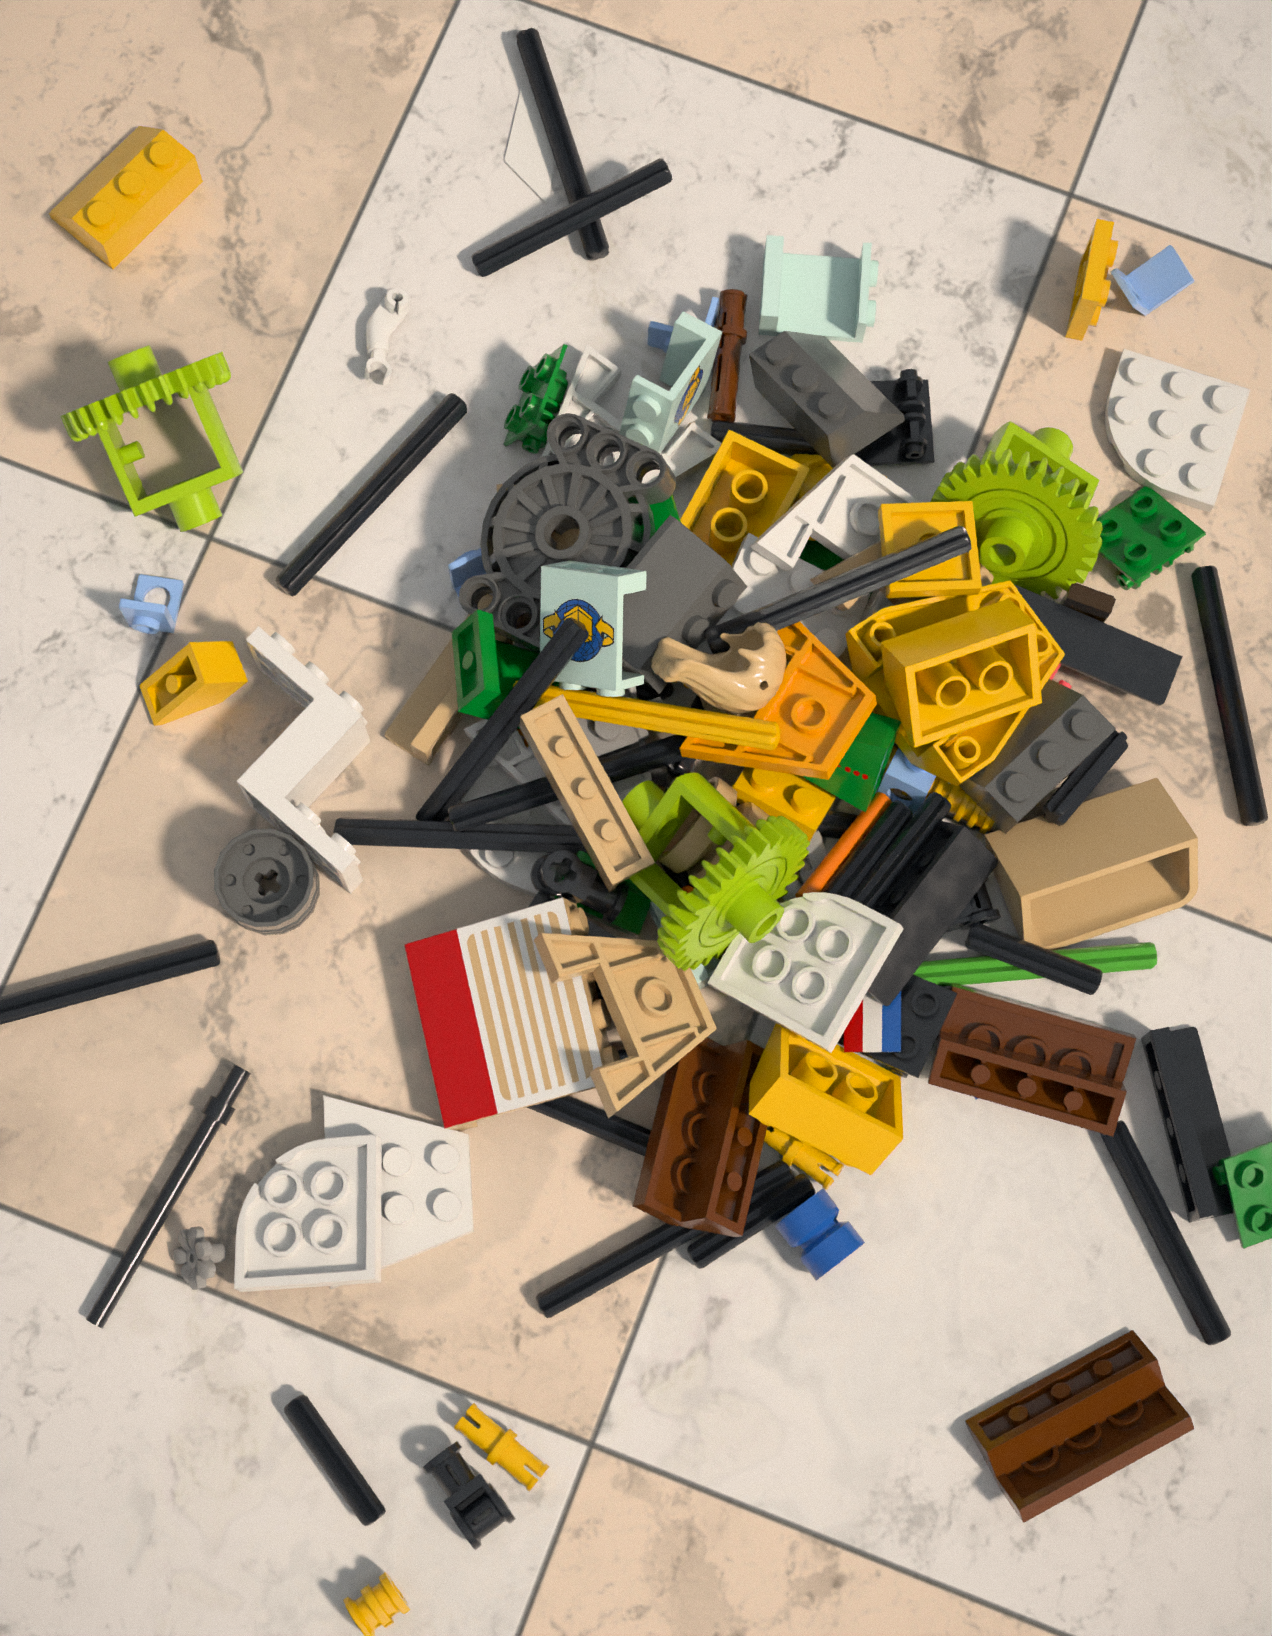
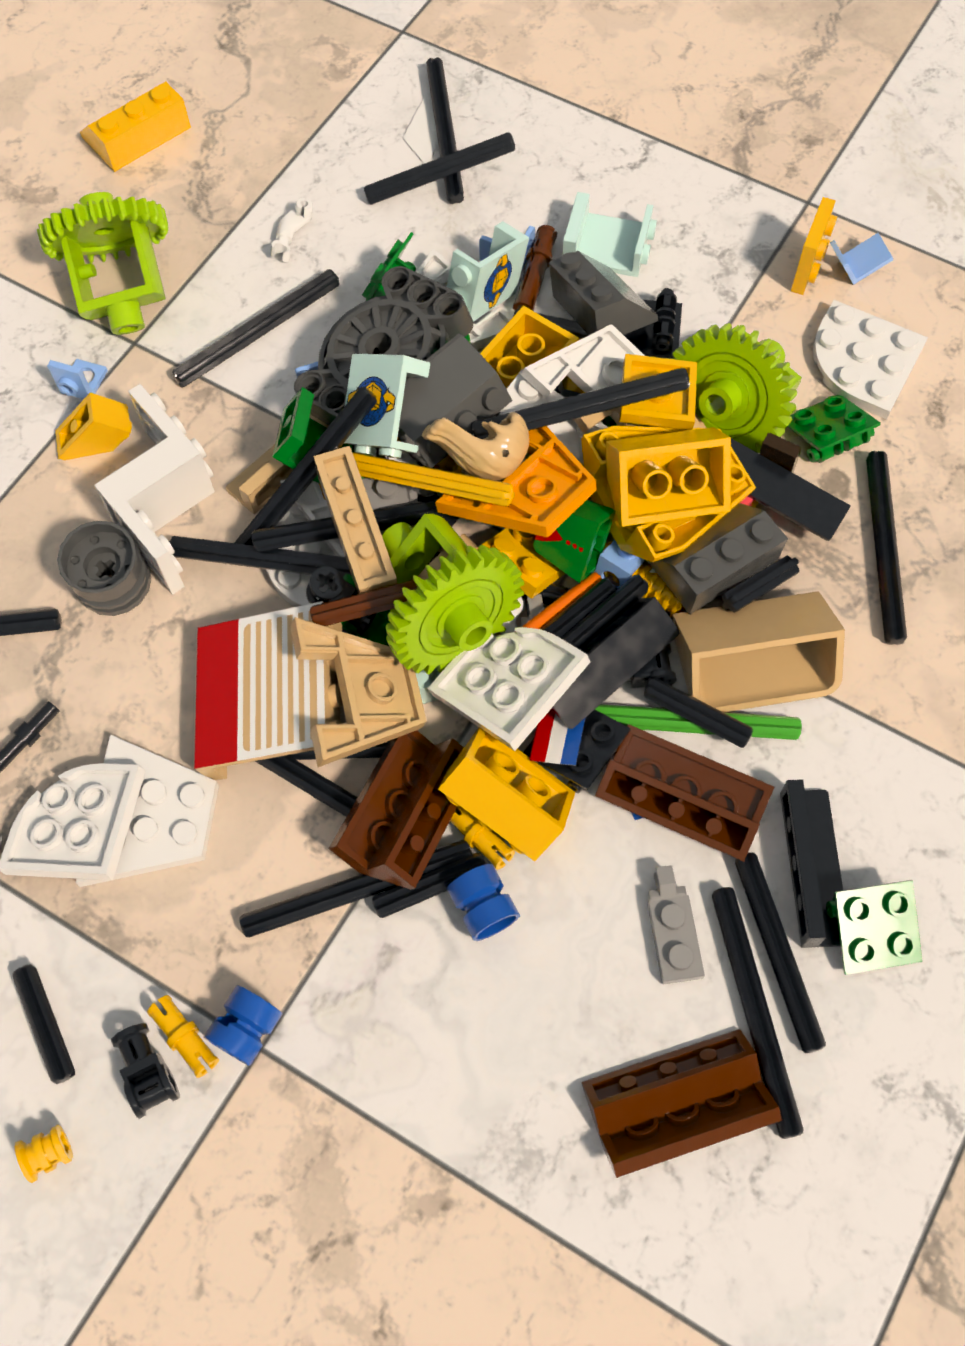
camera: 15 degrees right, 10 degrees down
(572, 1425) = (243, 1025): none -> blue wheel
(622, 897) = (359, 604): none -> reddish brown axle
(1042, 1227) = (673, 930): none -> light grey hinge
(1147, 1303) = (757, 1011): none -> black axle

